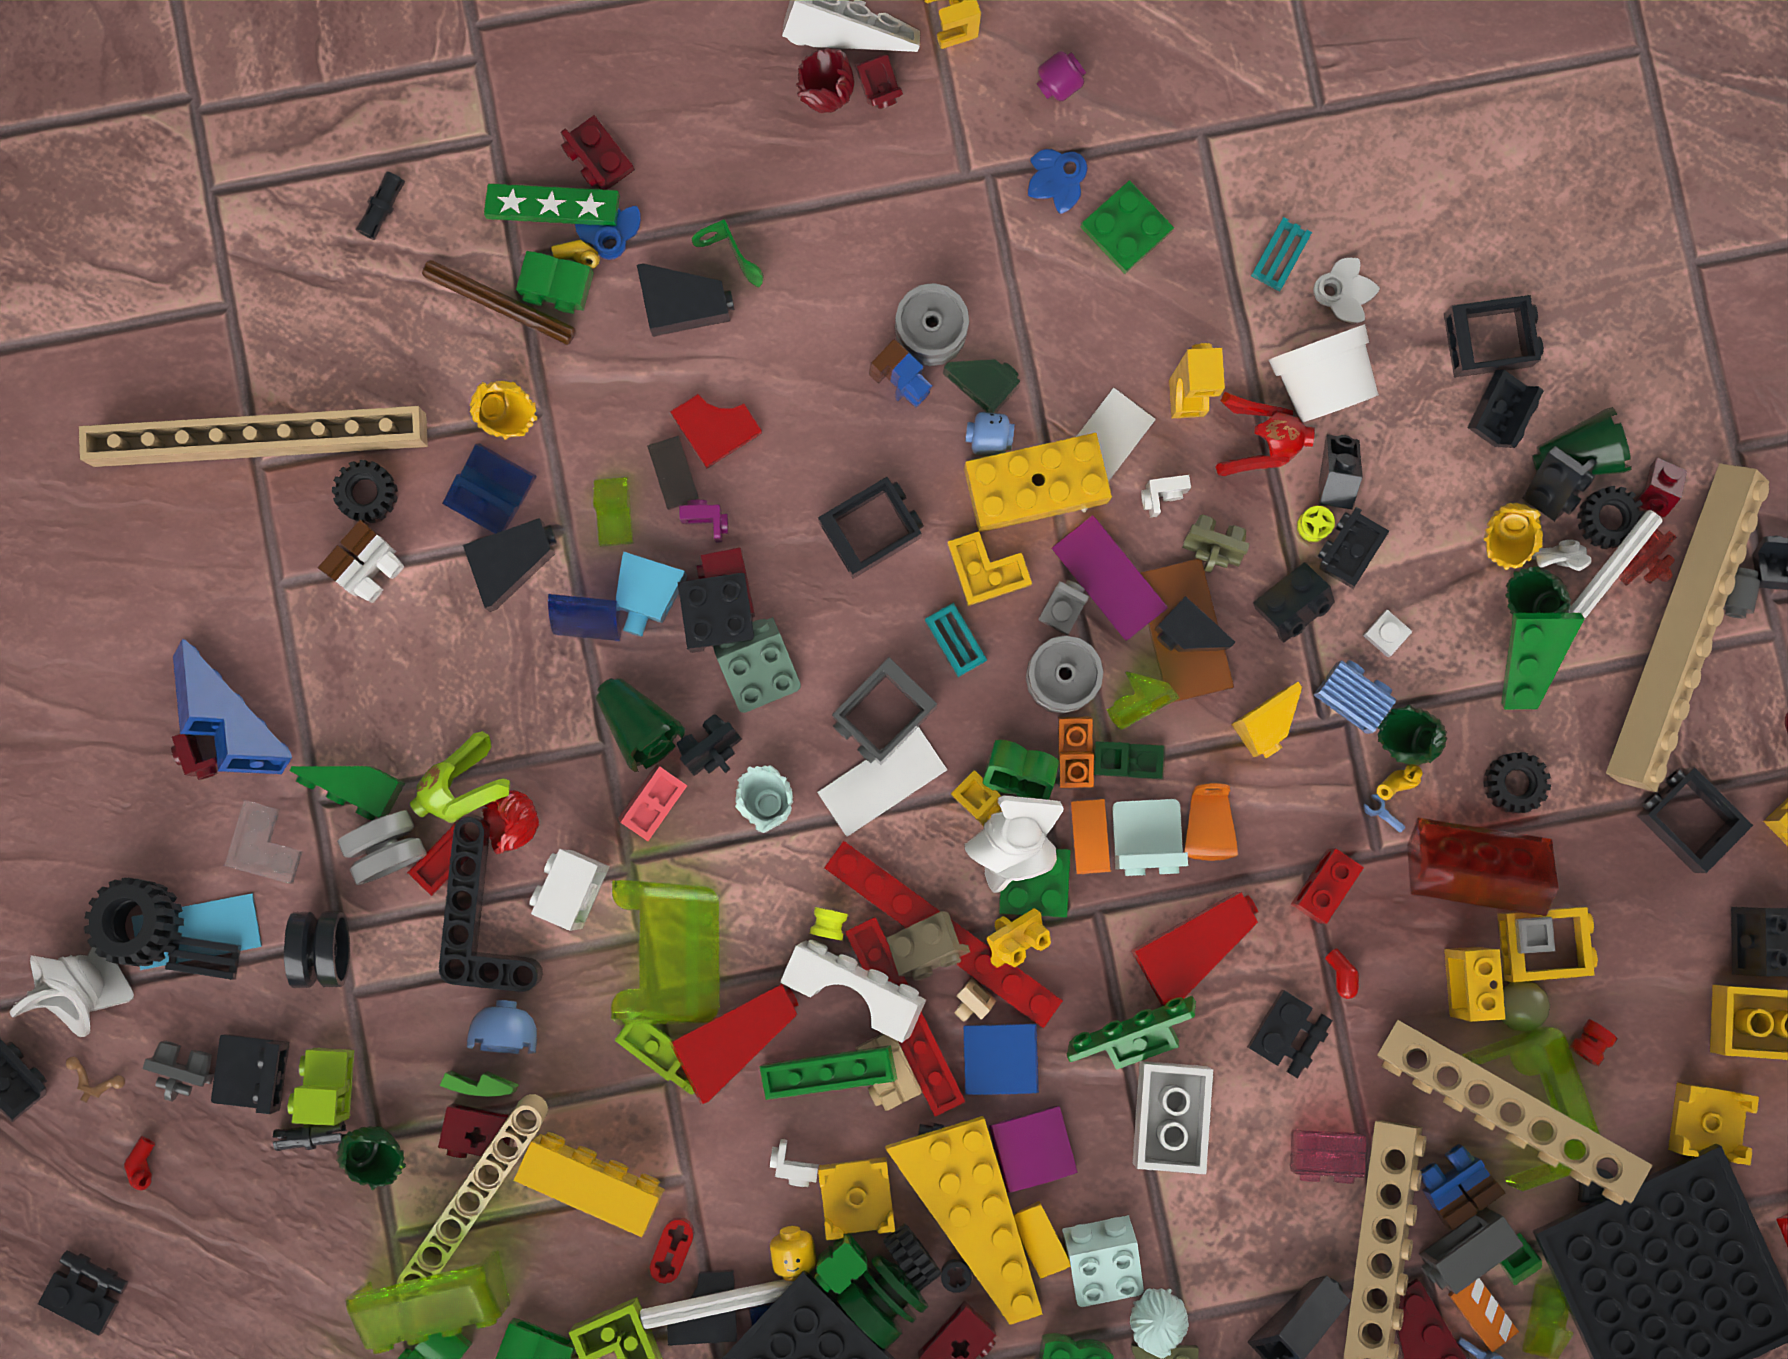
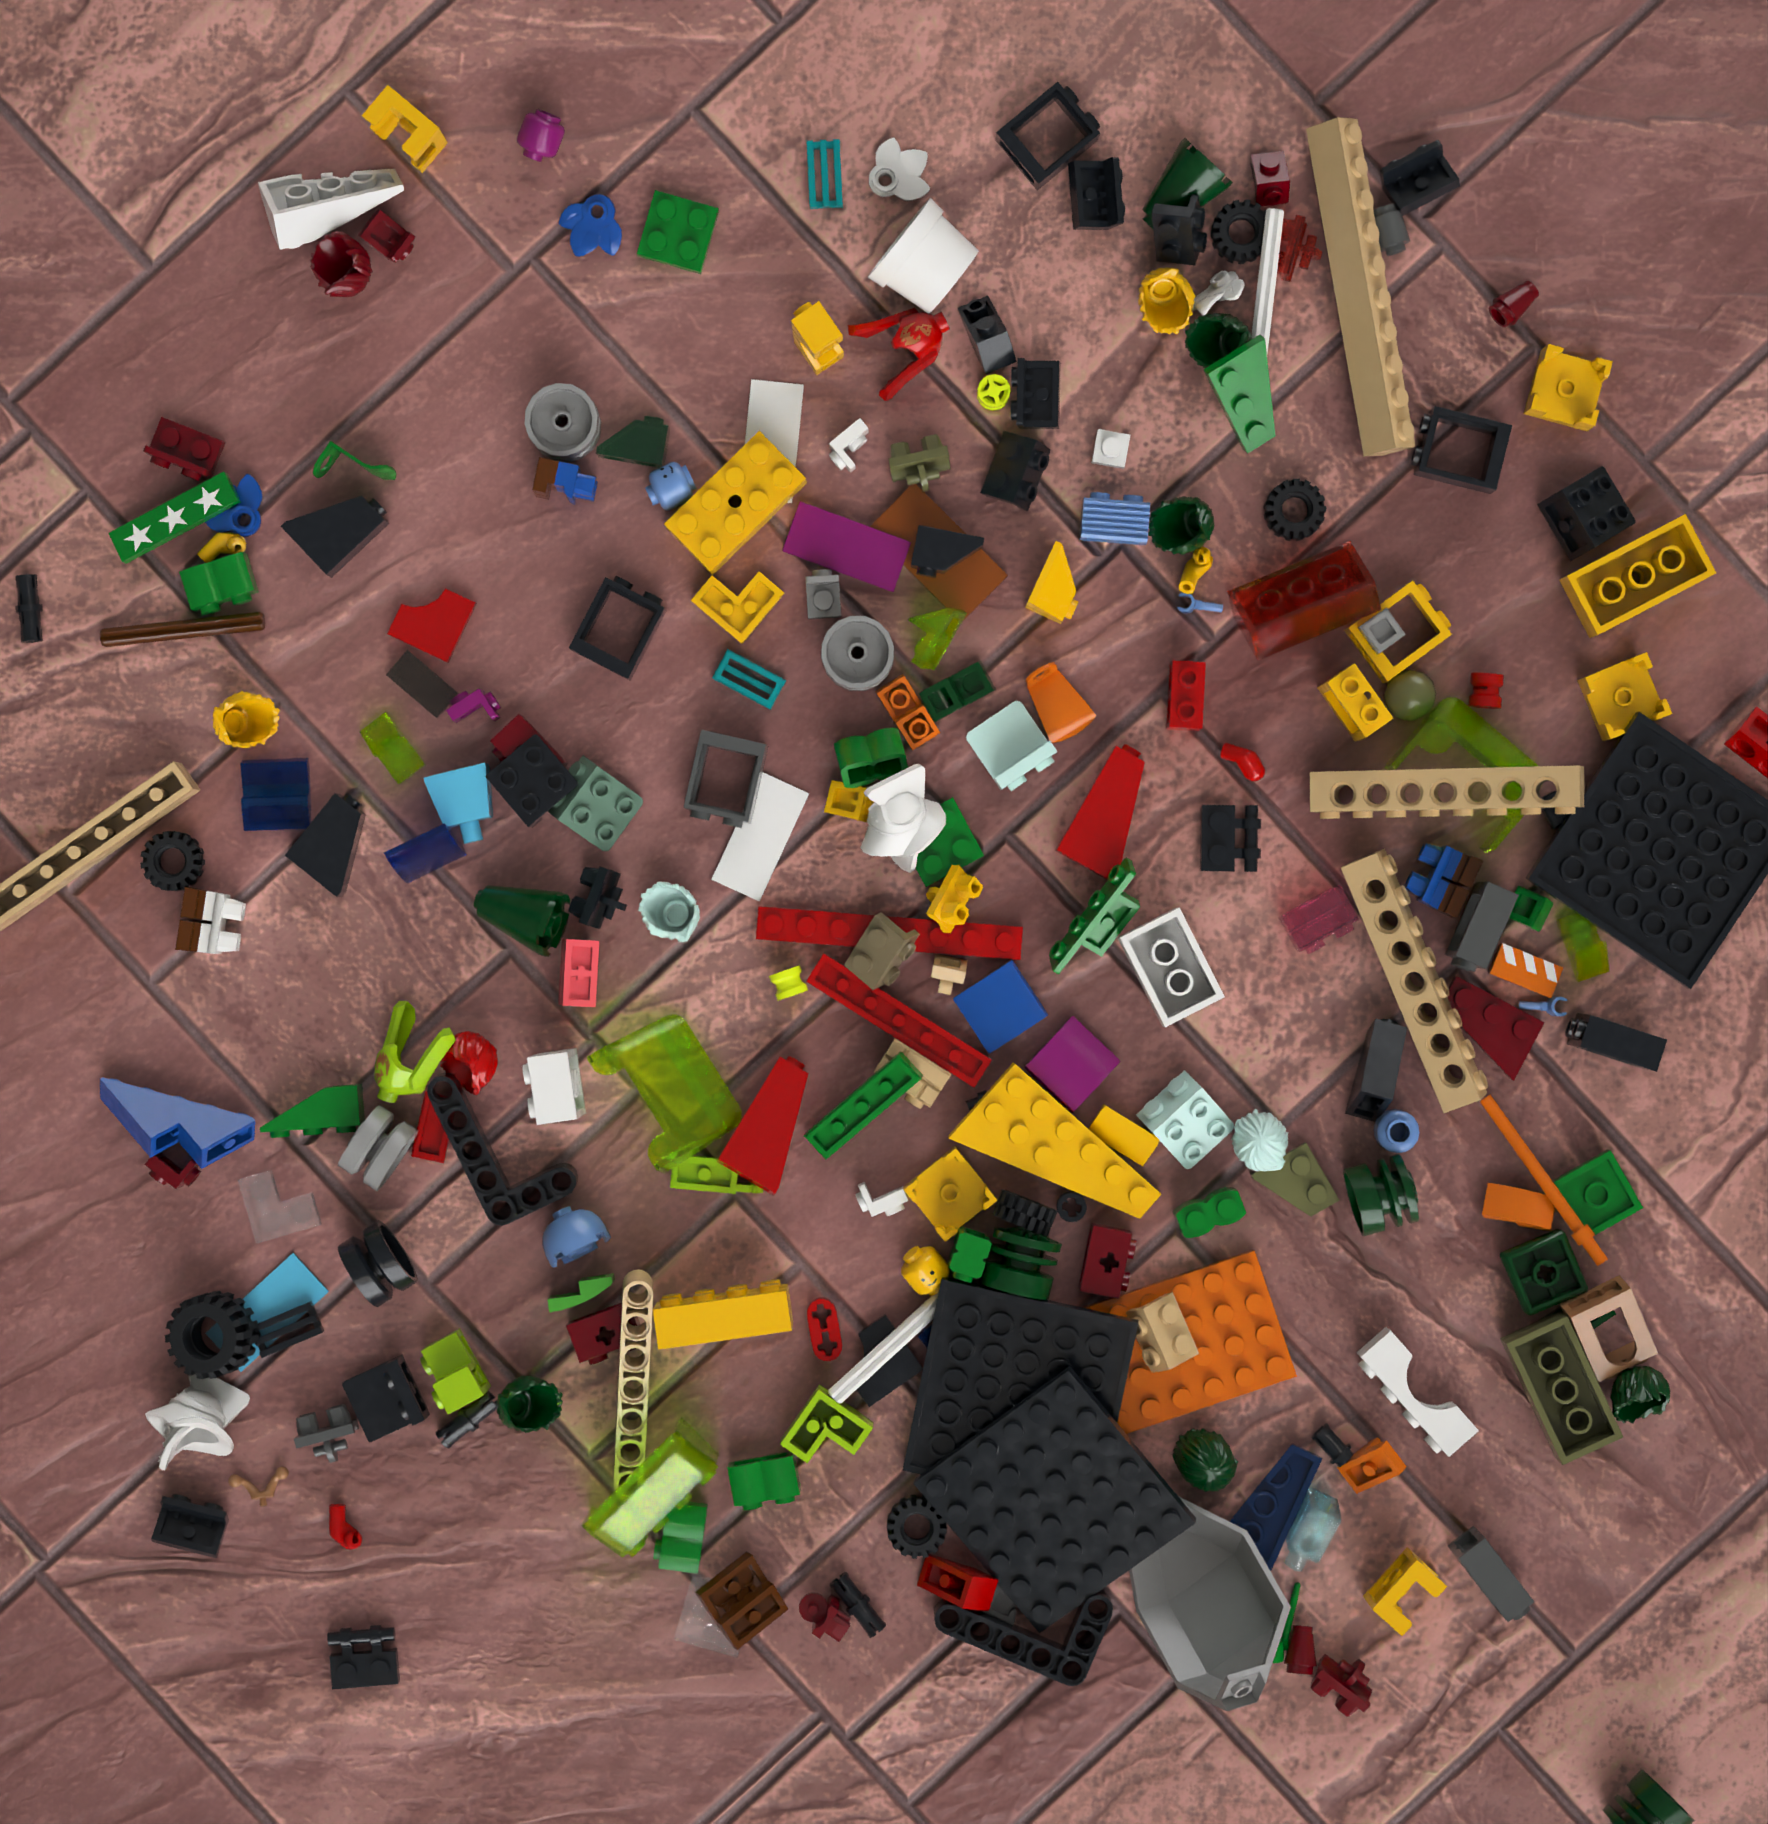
camera: 25 degrees left, 5 degrees up
(891, 1006) = (882, 1019): white arch -> none
(1090, 836) = (963, 776): orange slope -> none

